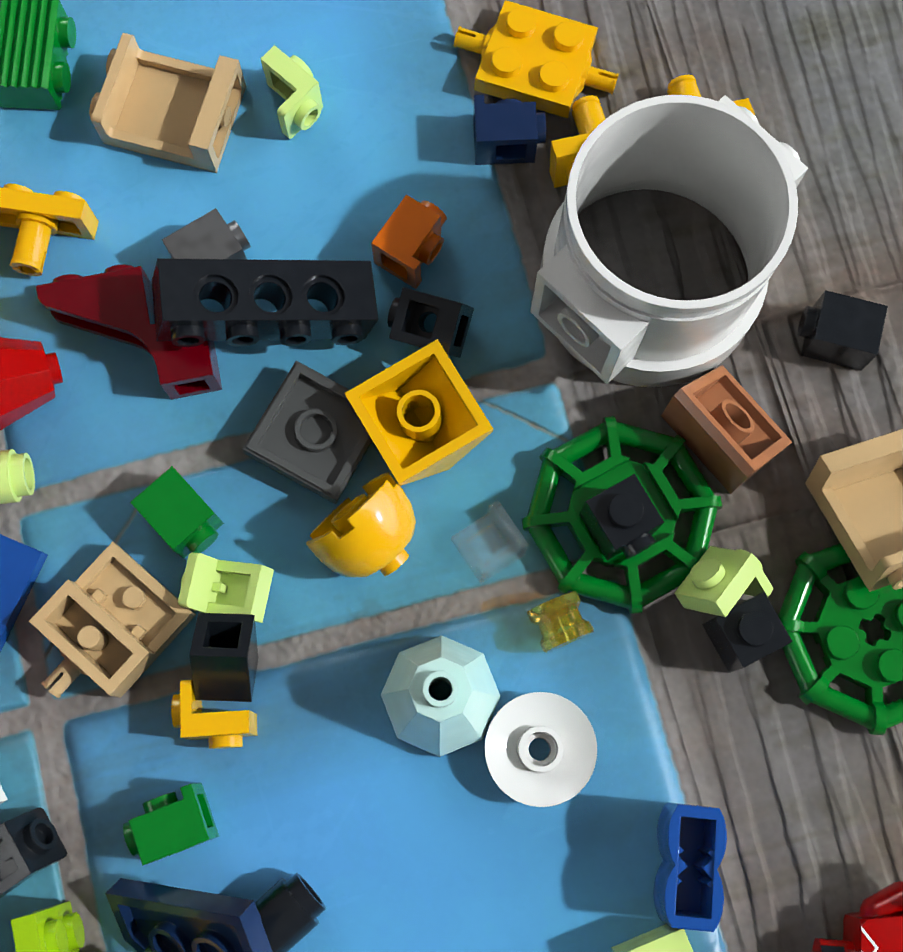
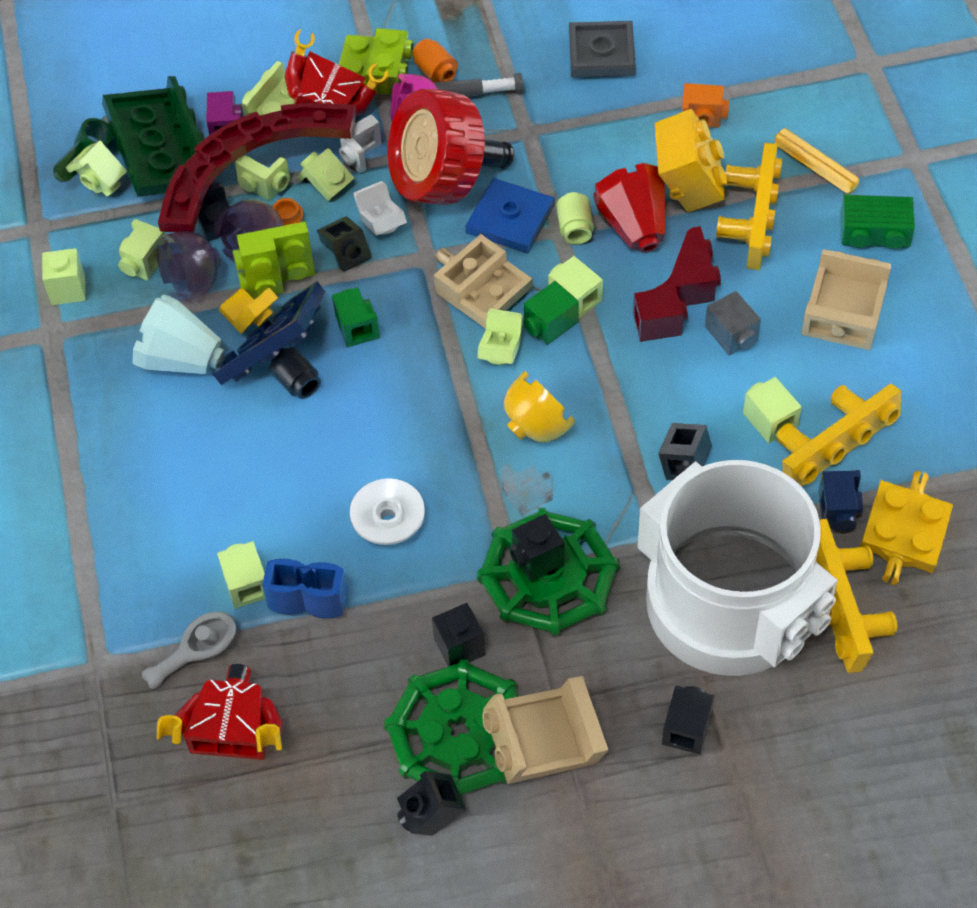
camera: 95 degrees right, 20 degrees down
(123, 475) = (579, 282): none -> yellowish green brick
(220, 728) = (419, 324): yellow bracket -> none
(224, 657) = (454, 334): black brick -> none
(288, 284) = (691, 291): black brick -> none
(295, 84) = (859, 376): yellowish green bracket -> none
(310, 434) = (607, 388): dark grey plate -> none
(356, 208) = (771, 407): none -> yellowish green brick
(373, 92) = (856, 428): none -> yellow plate
(409, 240) = (748, 438): orange brick -> none
(420, 414) = (612, 435): yellow slope -> none
(444, 724) = (427, 454): light aqua cone -> none
(560, 621) = (471, 525): clear yellow wheel -> none
(720, 581) = (495, 611): yellowish green bracket -> none
(725, 427) = (611, 634): nougat slope -> none

